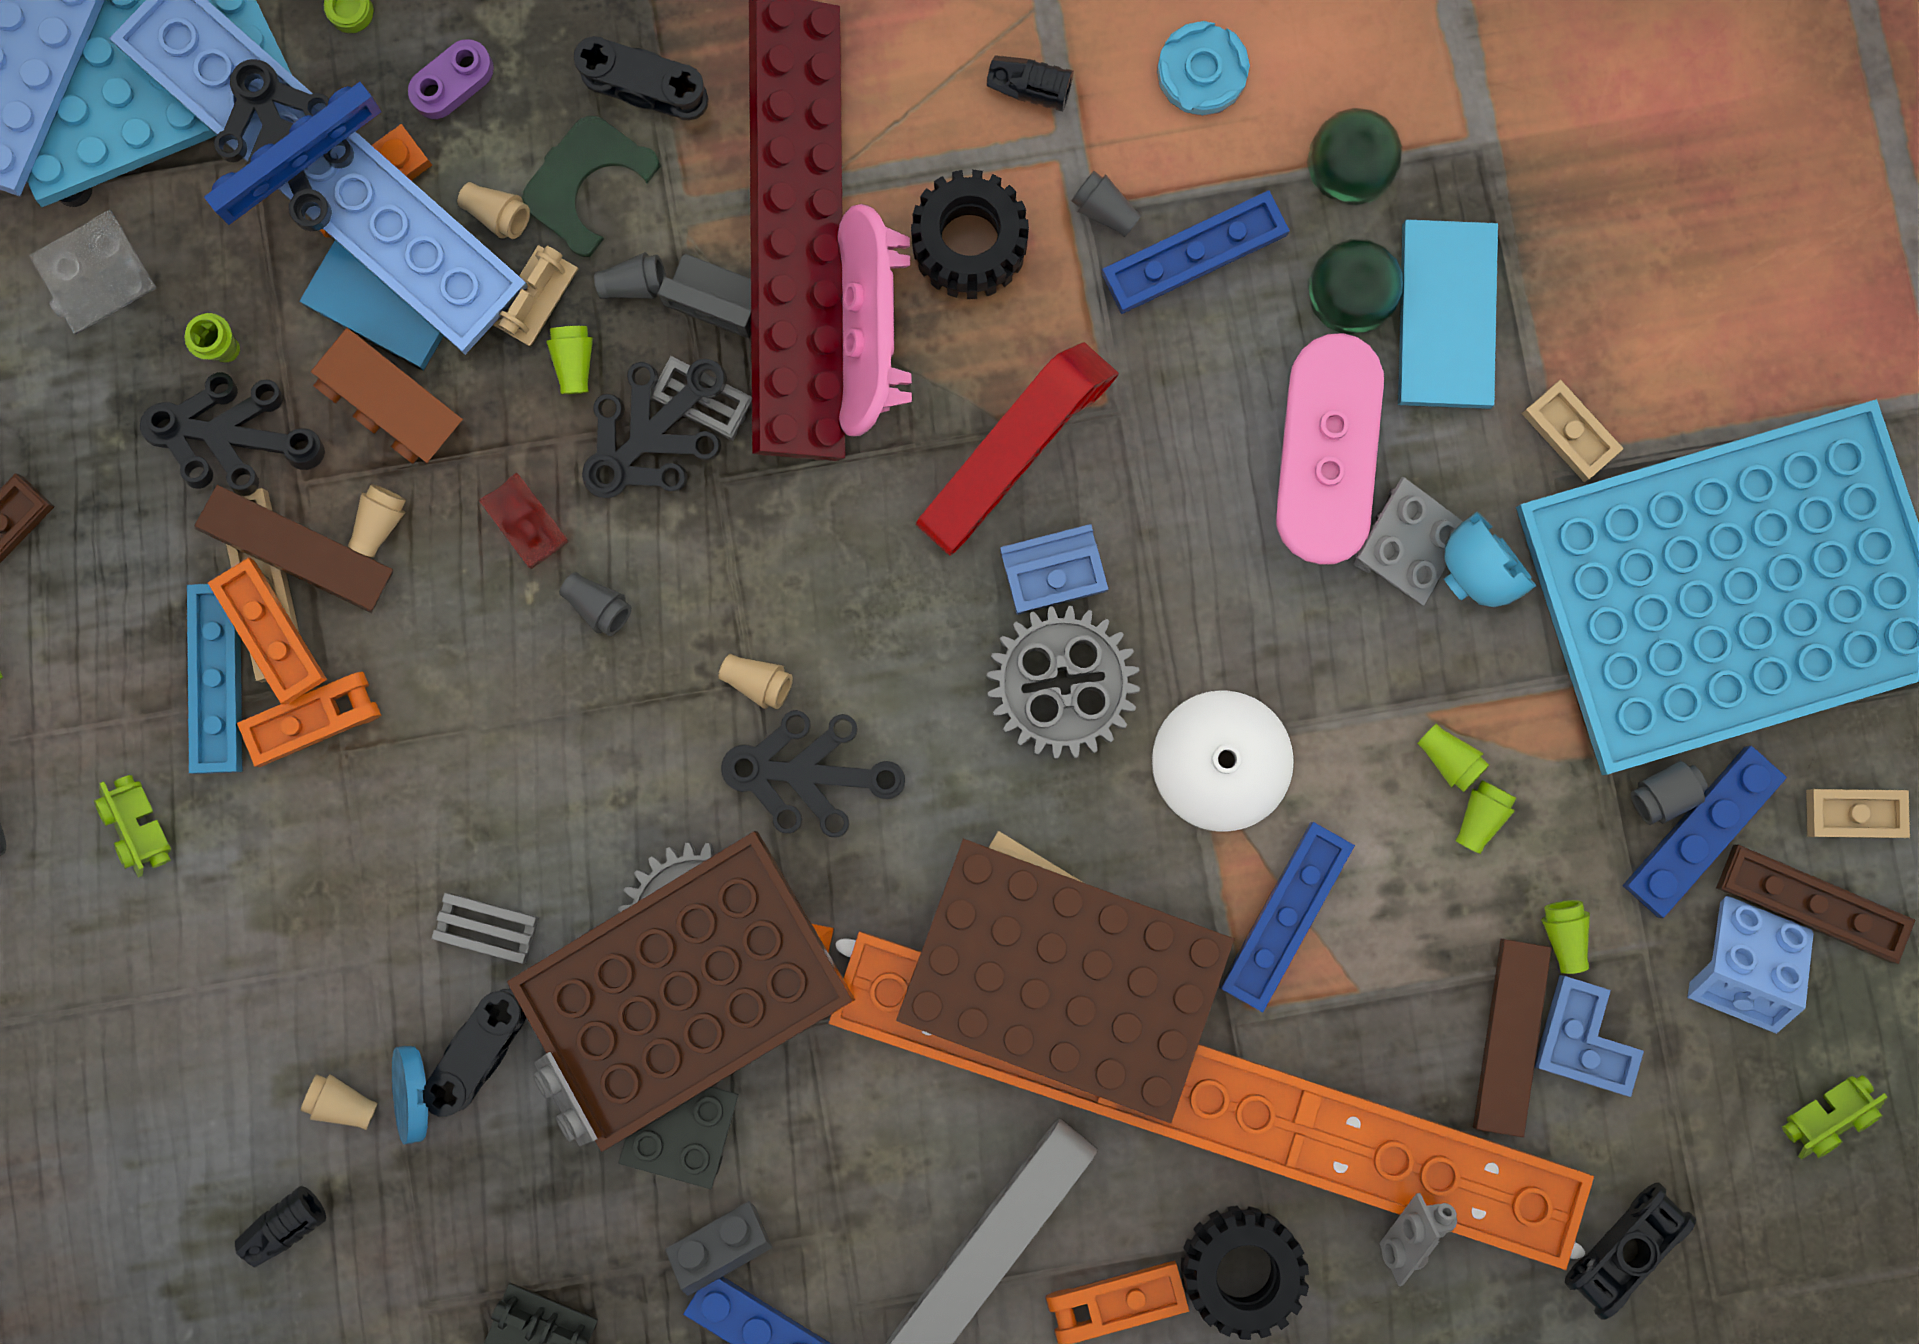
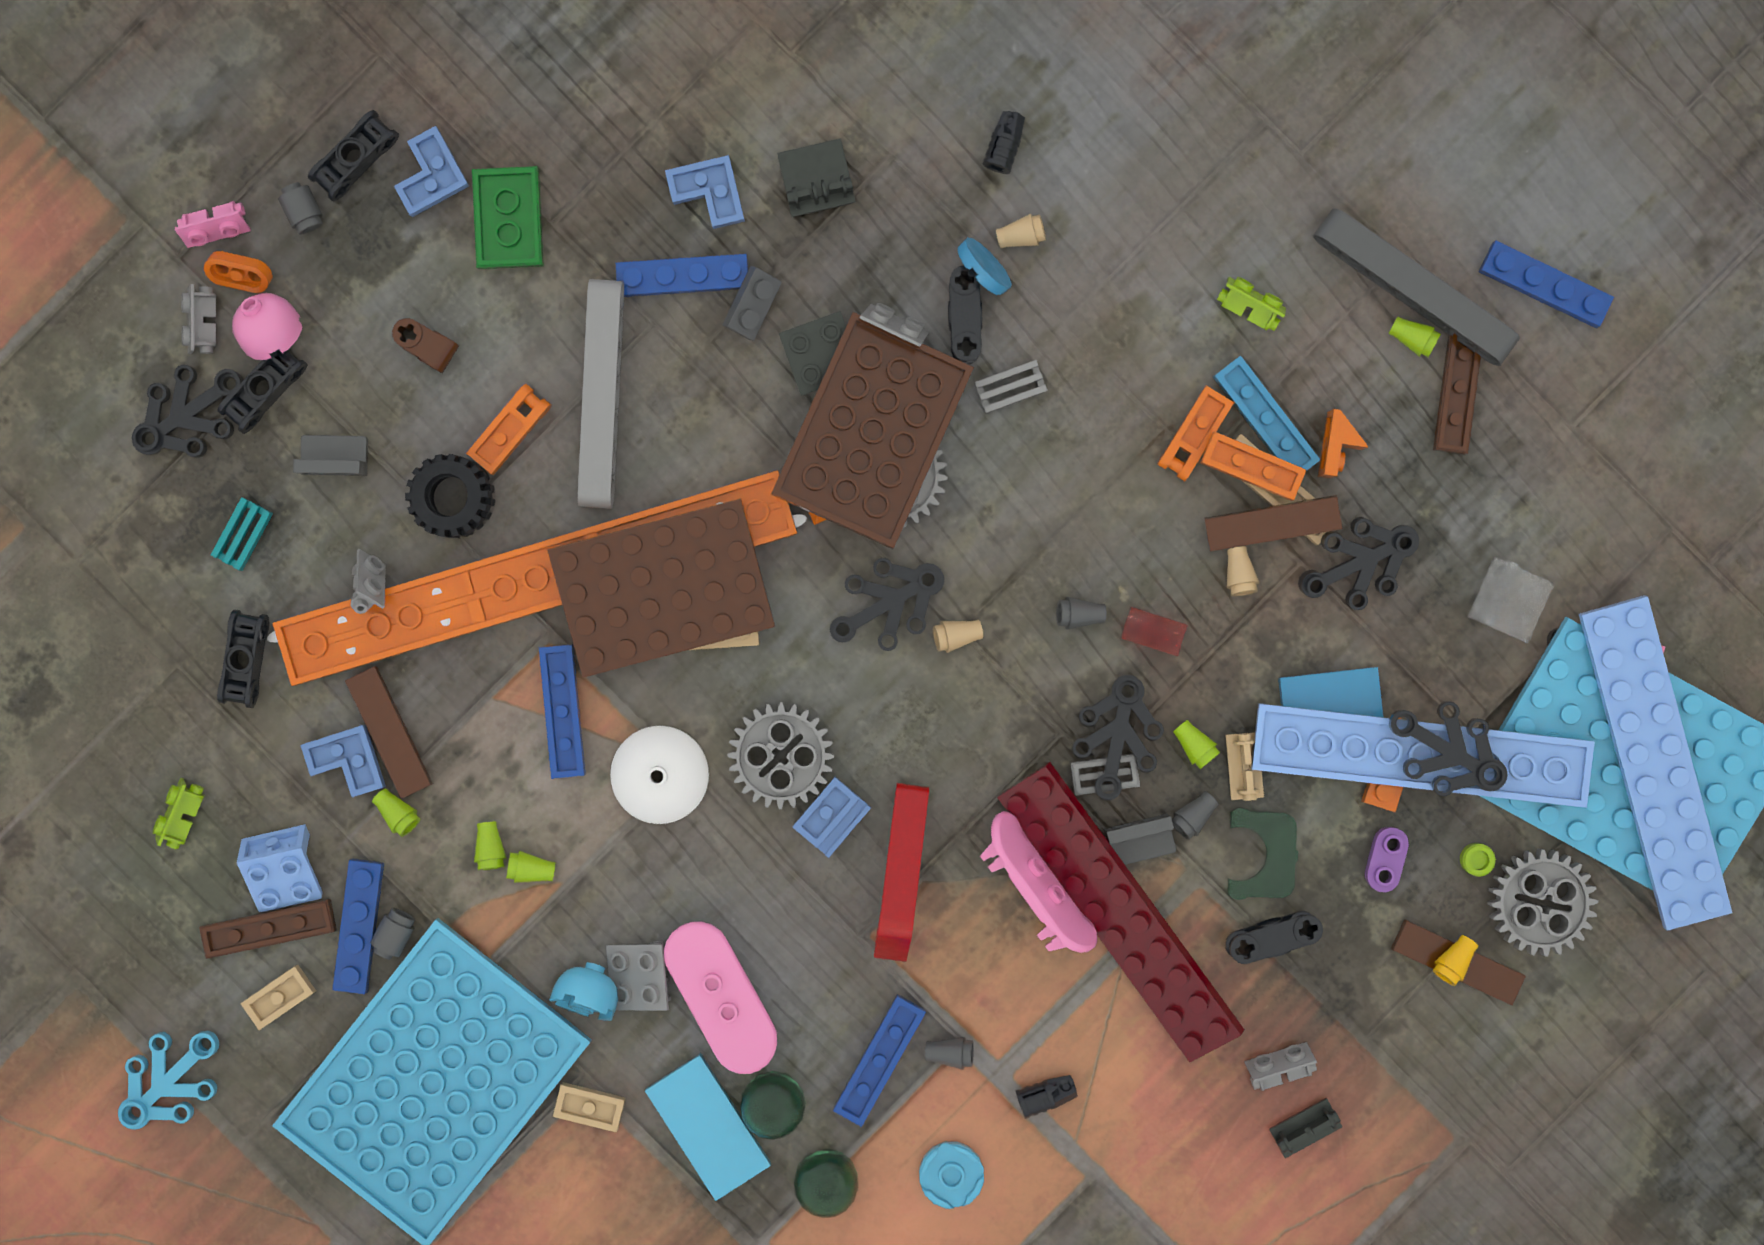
camera: 145 degrees right, 5 degrees up
(146, 600) = (1337, 434): none -> orange slope
(211, 338) = (1416, 609): lime cone -> none
(280, 162) = (1439, 736): blue plate -> none
(384, 397) = (1285, 646): dark orange wedge -> none
(497, 210) = (1303, 800): tan cone -> none
(977, 198) = (1023, 1005): black tyre -> none

